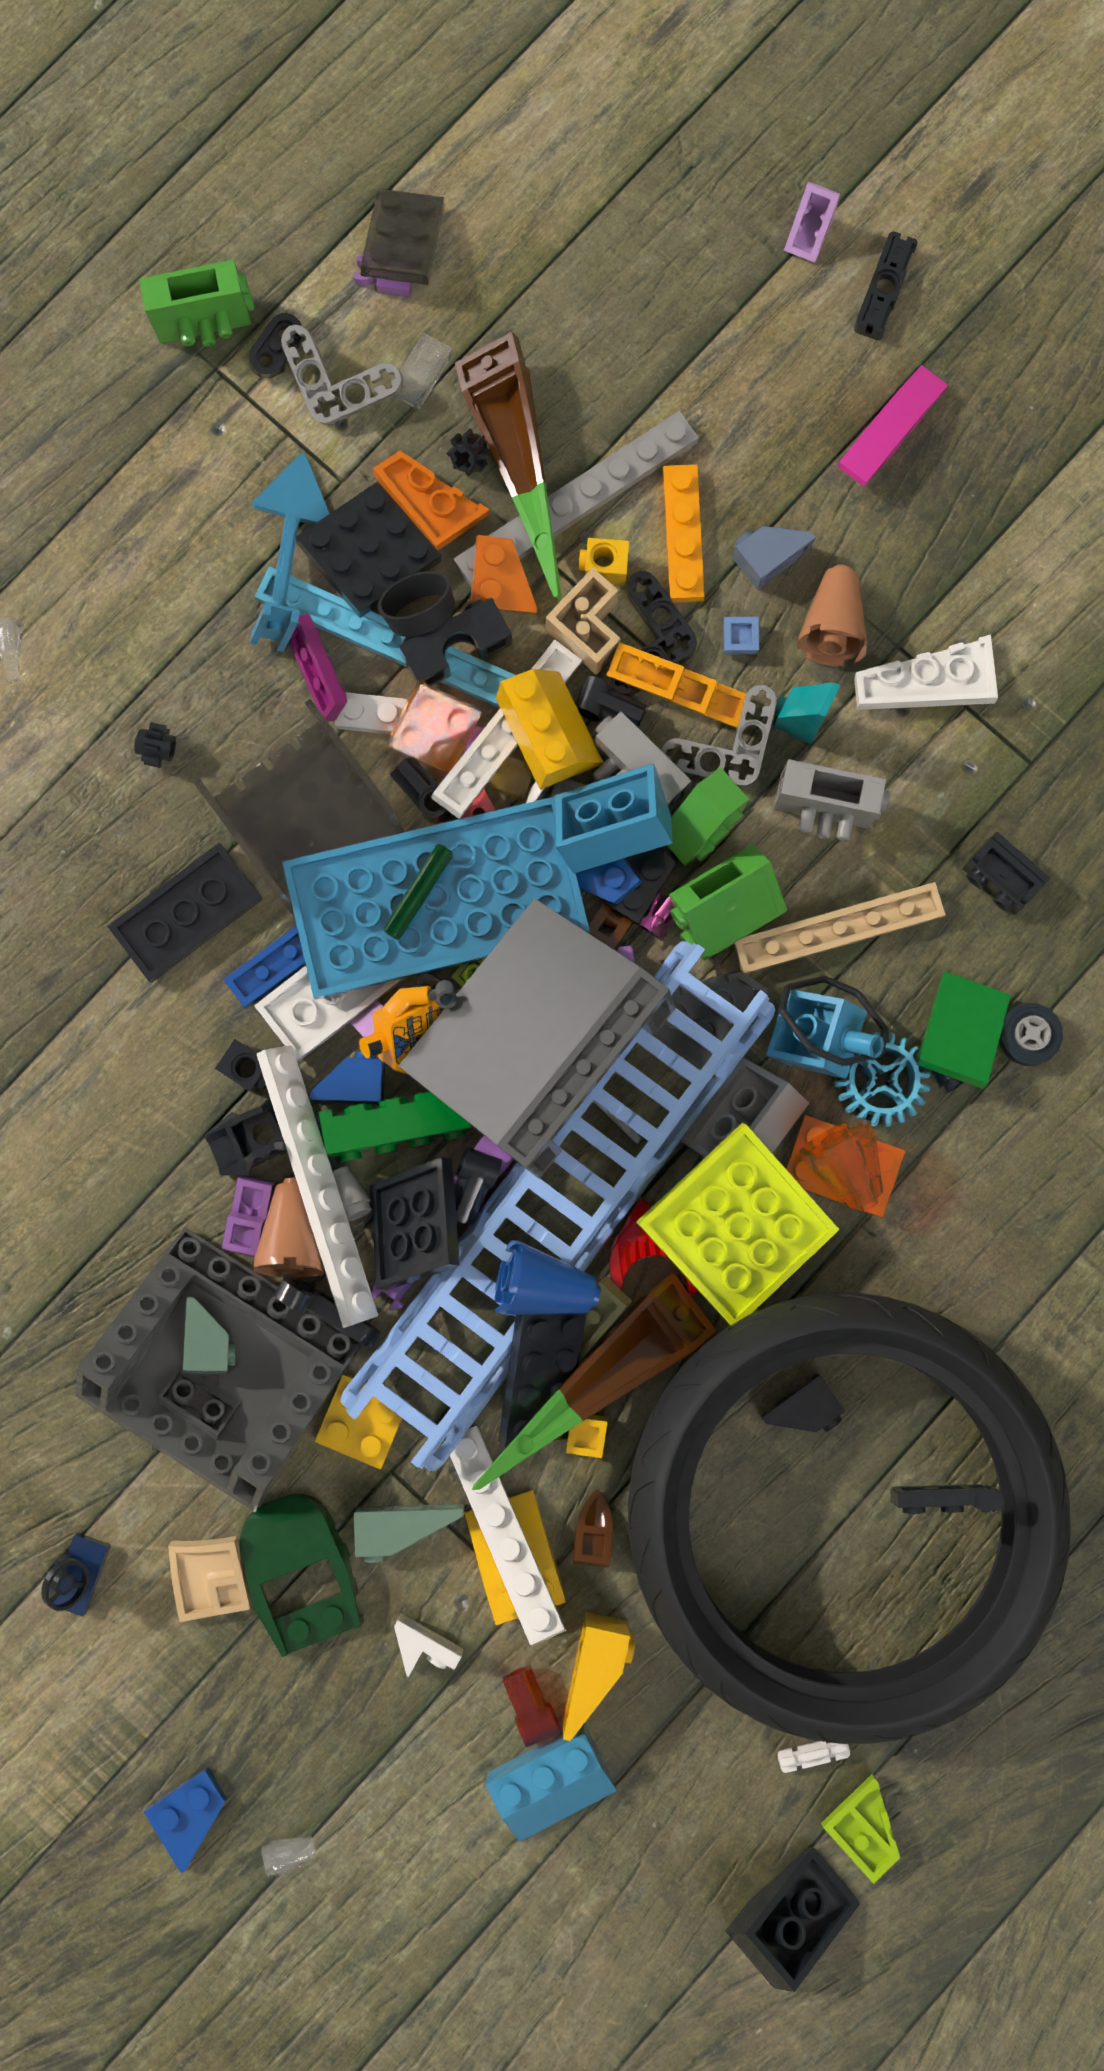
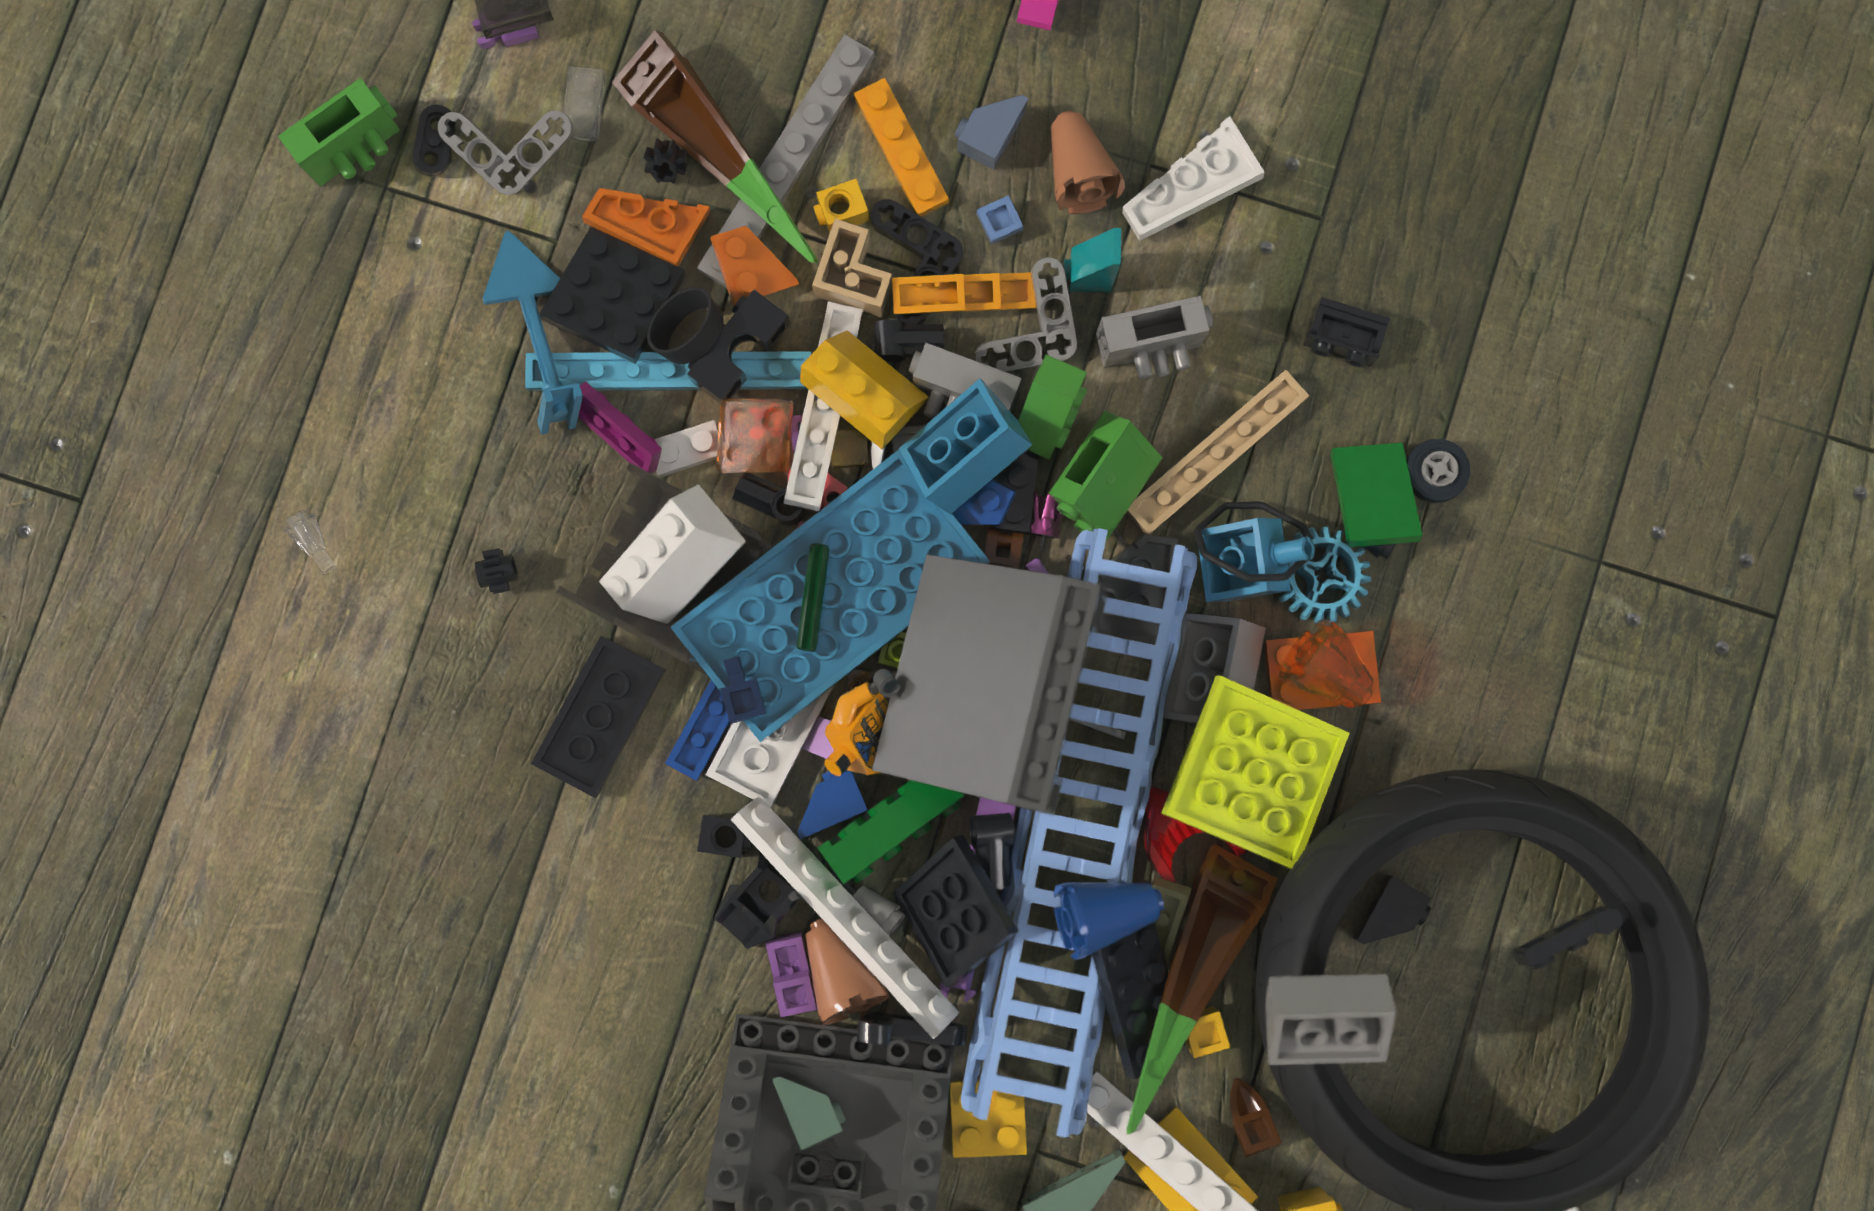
camera: 30 degrees left, 0 degrees up
(310, 799) = (673, 557): none -> white slope
(314, 950) = (742, 697): none -> dark blue plate
(695, 1469) = (1329, 1019): none -> light grey slope

